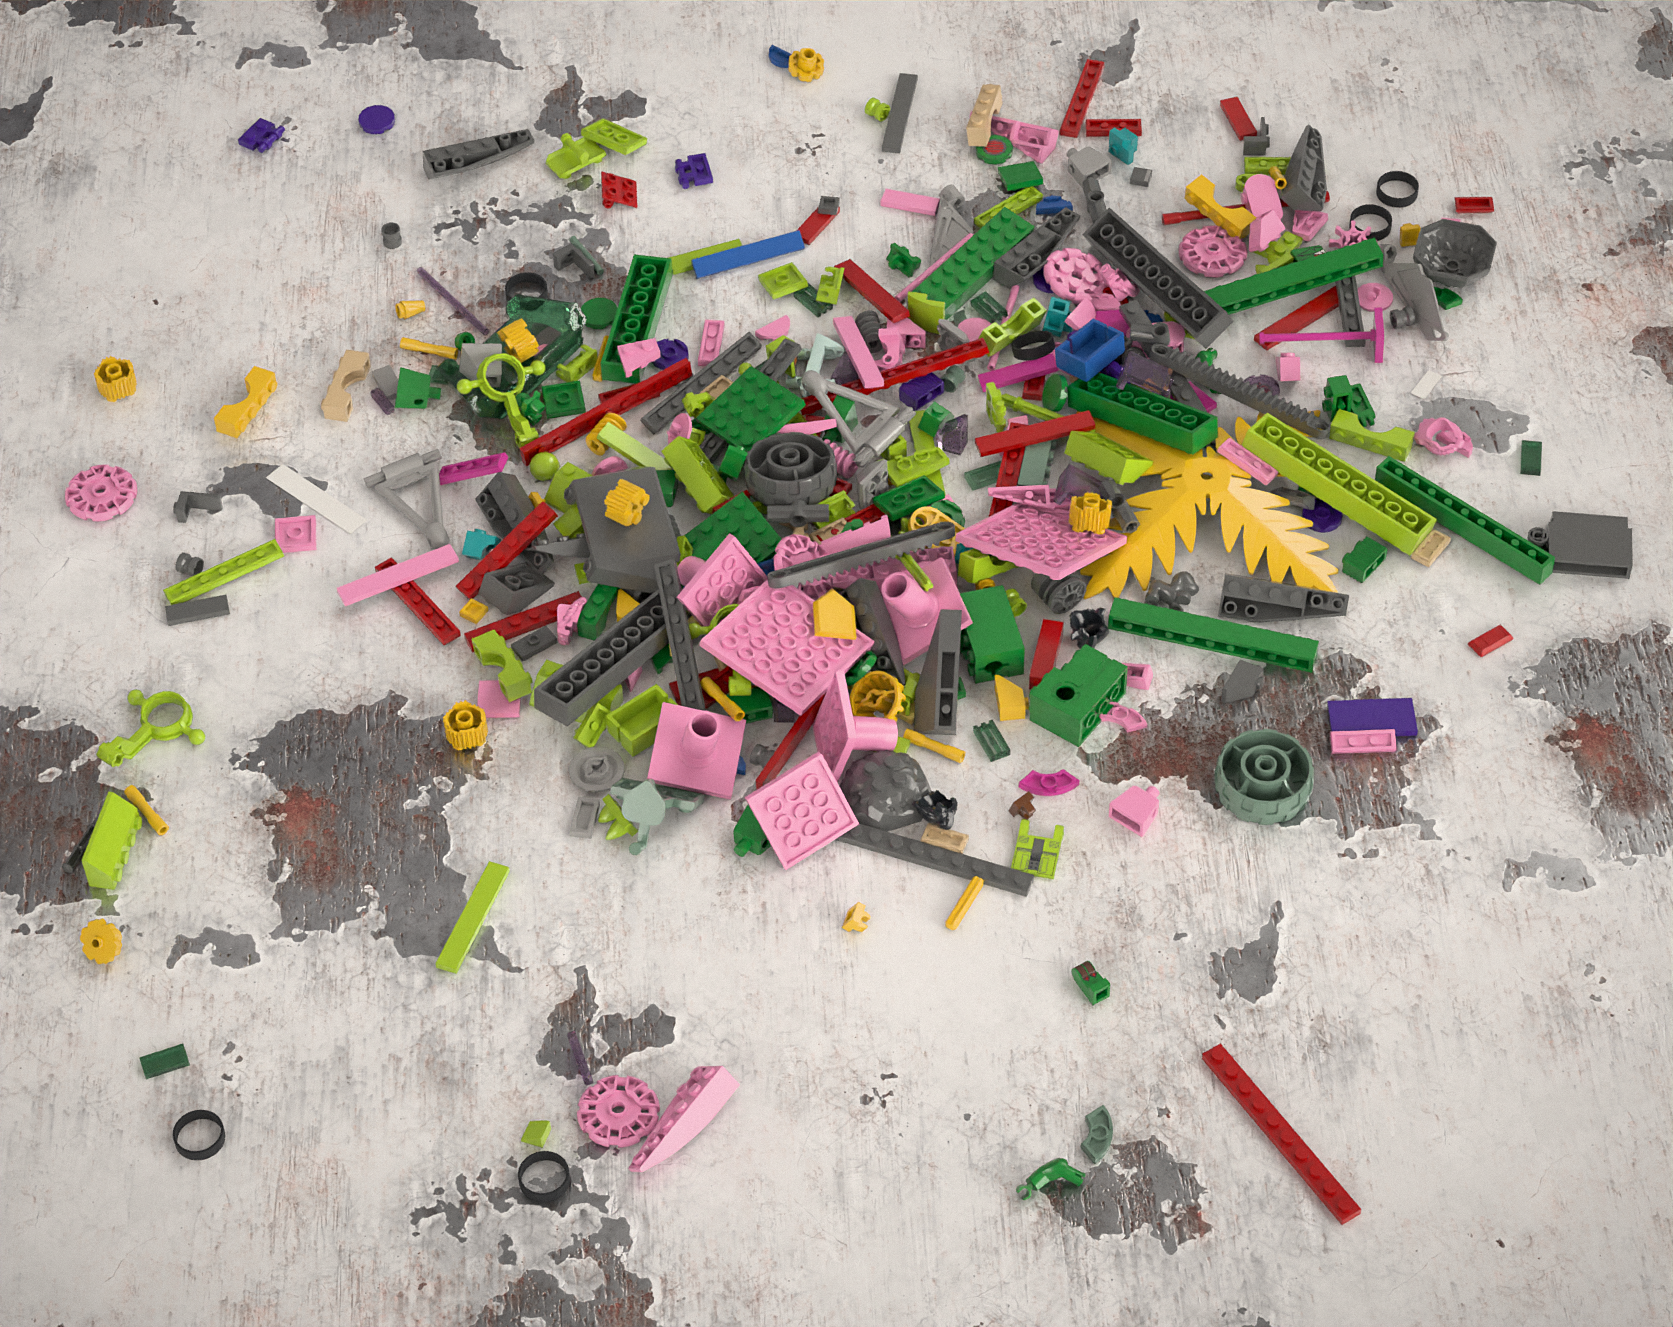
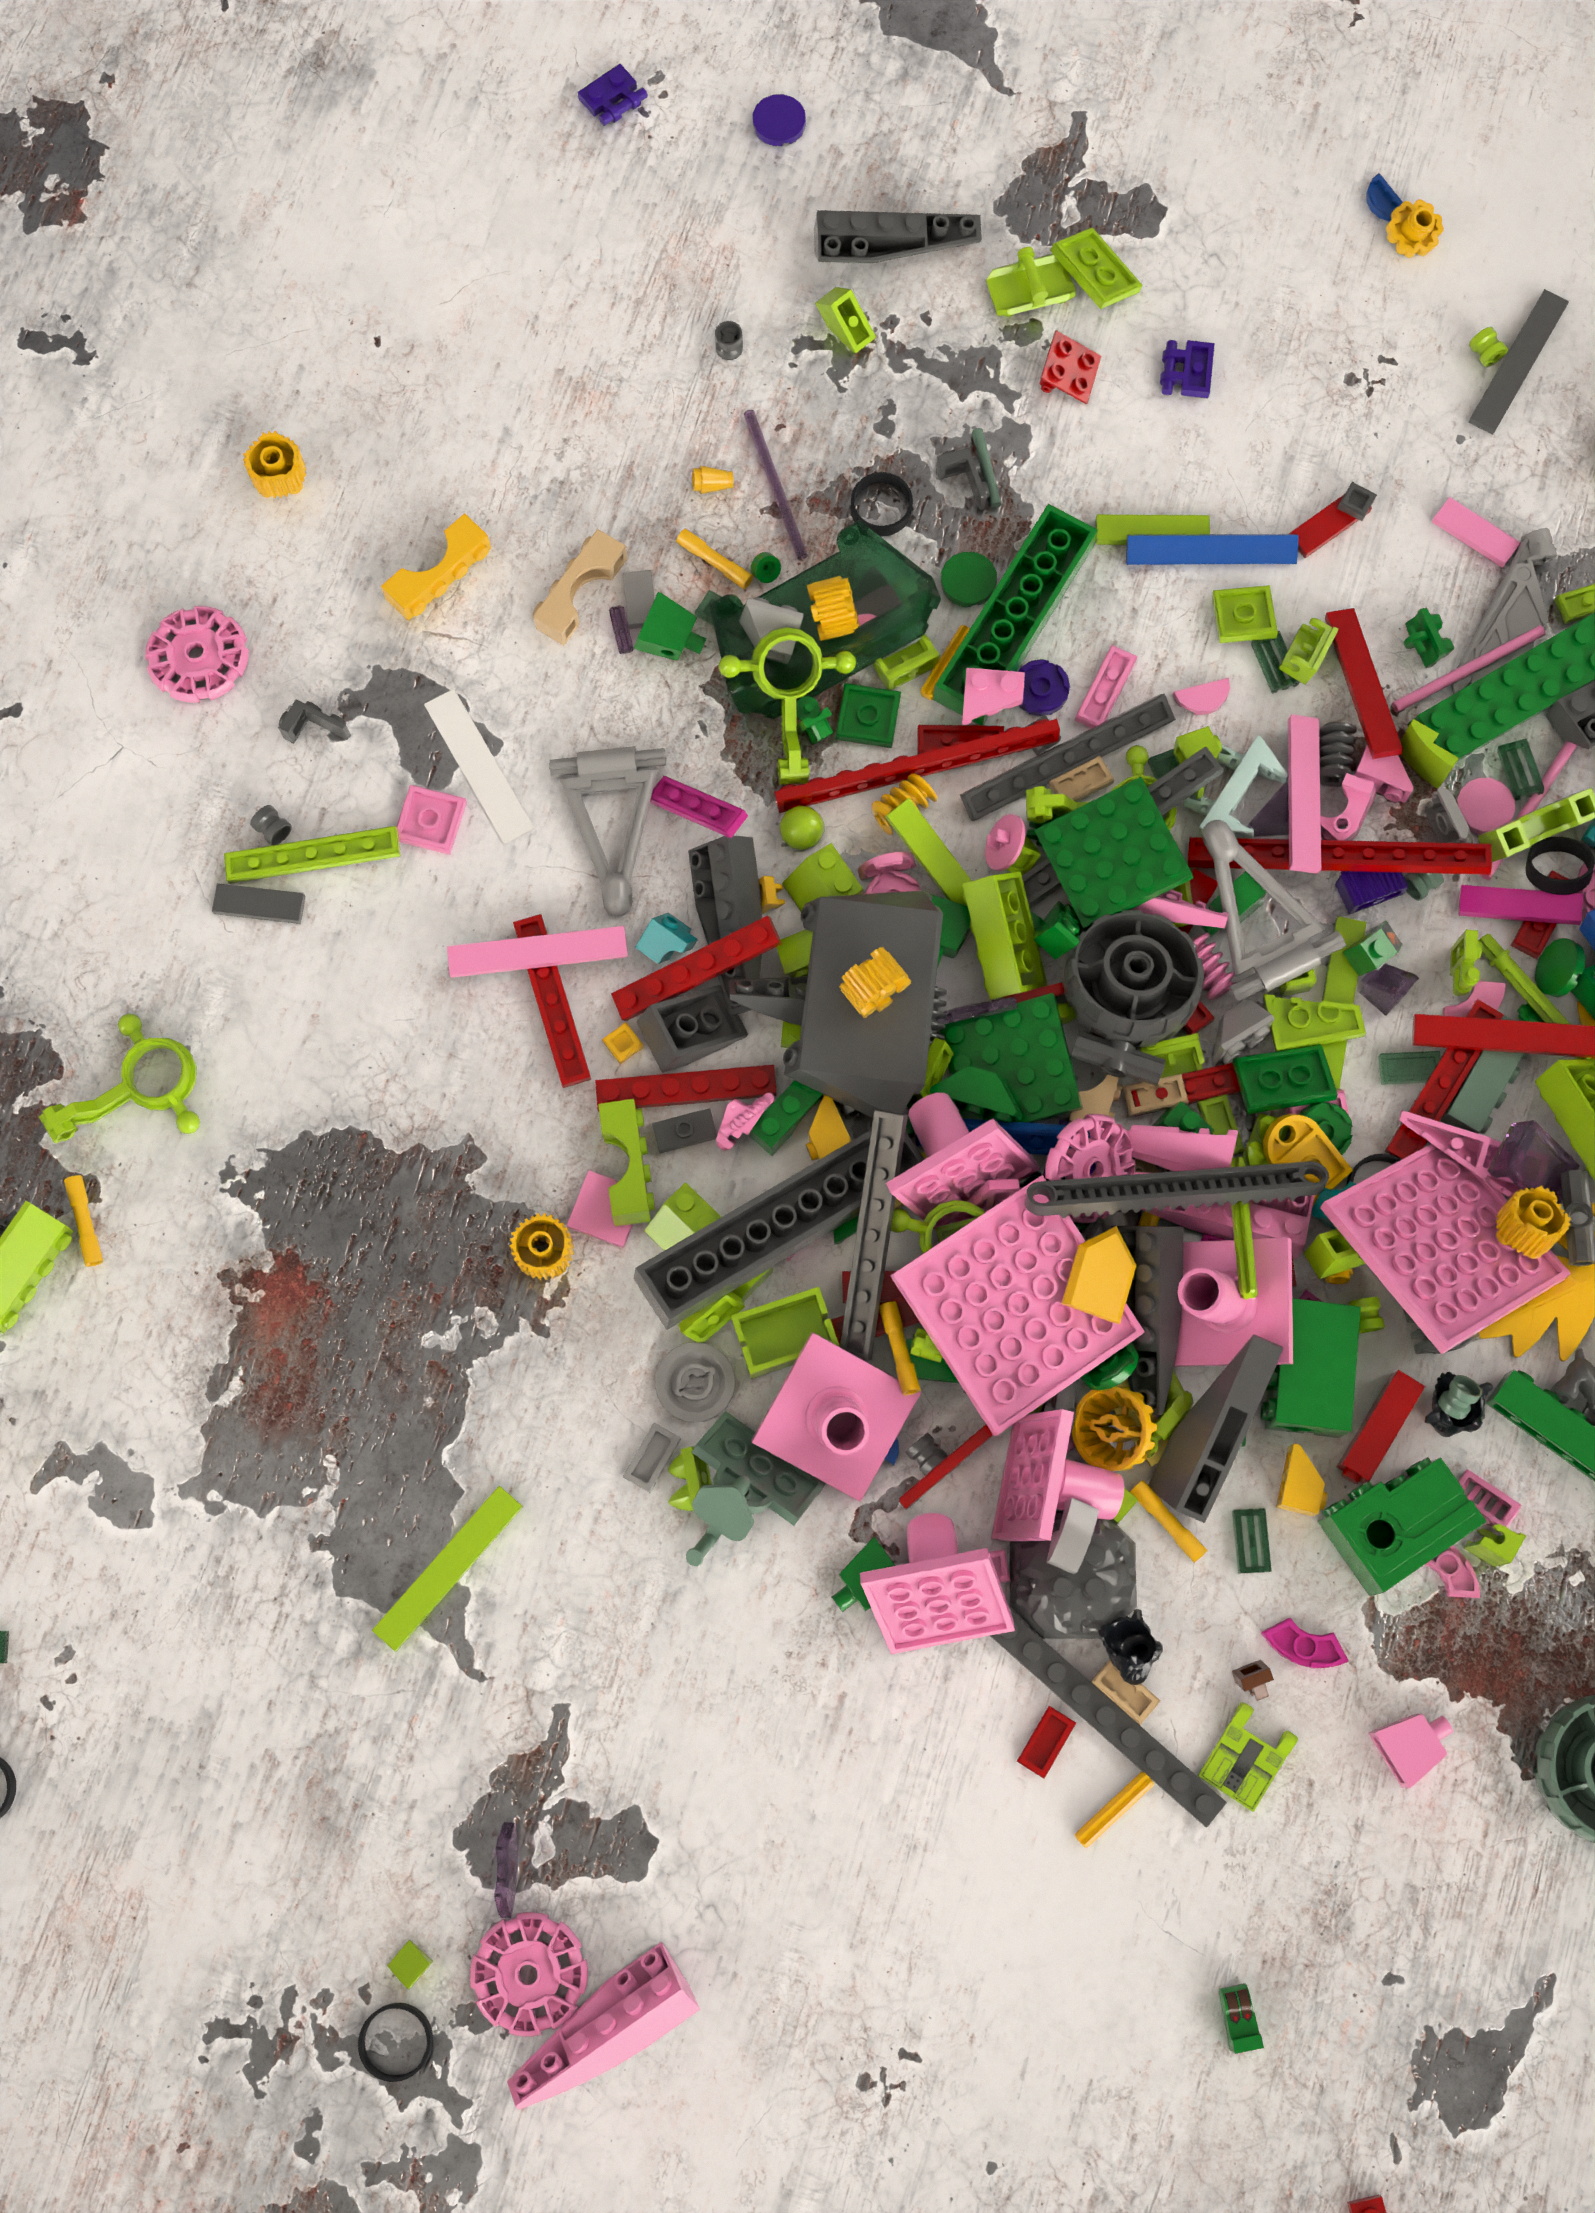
camera: 20 degrees right, 25 degrees up
(463, 204) = (845, 318): none -> lime slope
(705, 513) = (980, 1009): none -> tile
(854, 917) = (954, 1779): yellow tile -> none
(872, 749) = (1074, 1536): none -> light grey slope
(905, 882) = (1046, 1742): none -> red tile
(1086, 616) = (1460, 1396): none -> sand green wheel
(1141, 687) = (1496, 1549): none -> lime hinge

